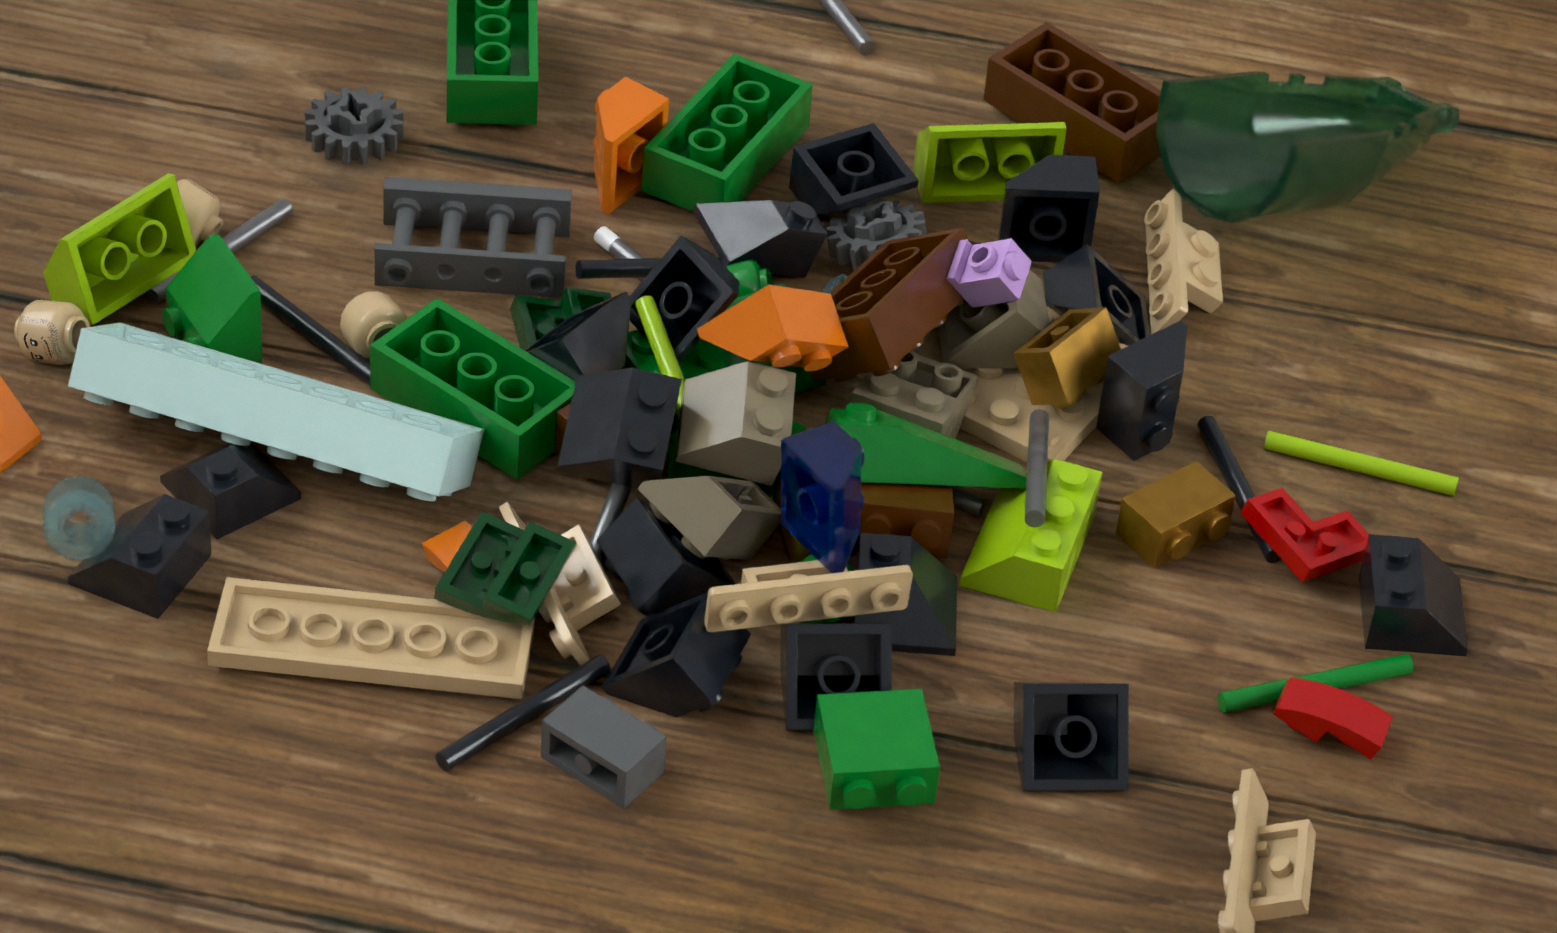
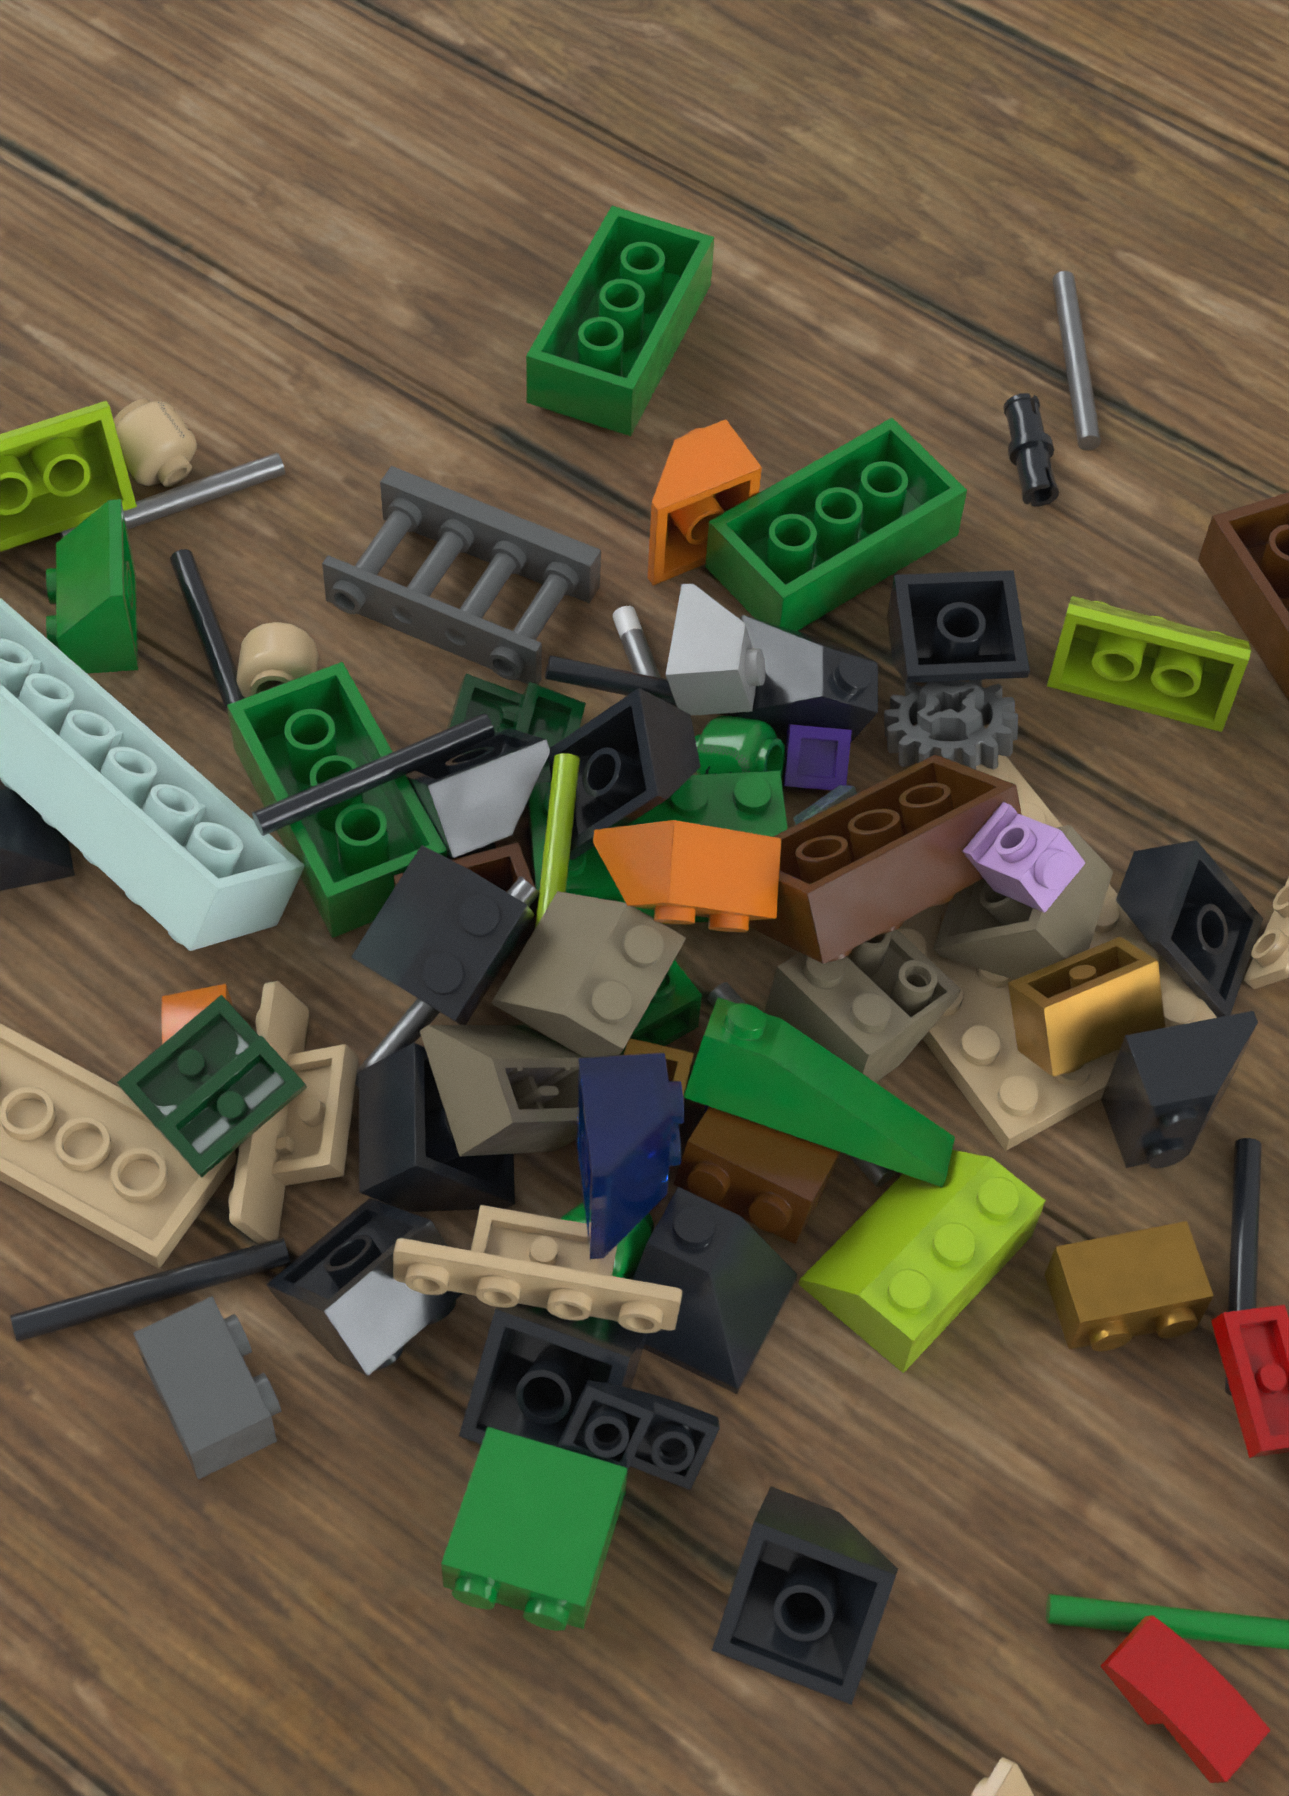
camera: 25 degrees right, 15 degrees up
(354, 125) = (410, 378): dark grey gear -> none
(506, 354) = (373, 774): none -> black bar
(700, 219) = (711, 657): none -> light grey slope
(796, 271) = (816, 757): none -> dark purple plate
(831, 60) = (1031, 450): none -> black pin
(914, 668) = (640, 1432): none -> black slope
(1037, 468) = (958, 1167): flat silver bar -> none
(1052, 207) = (1183, 763): black slope -> none

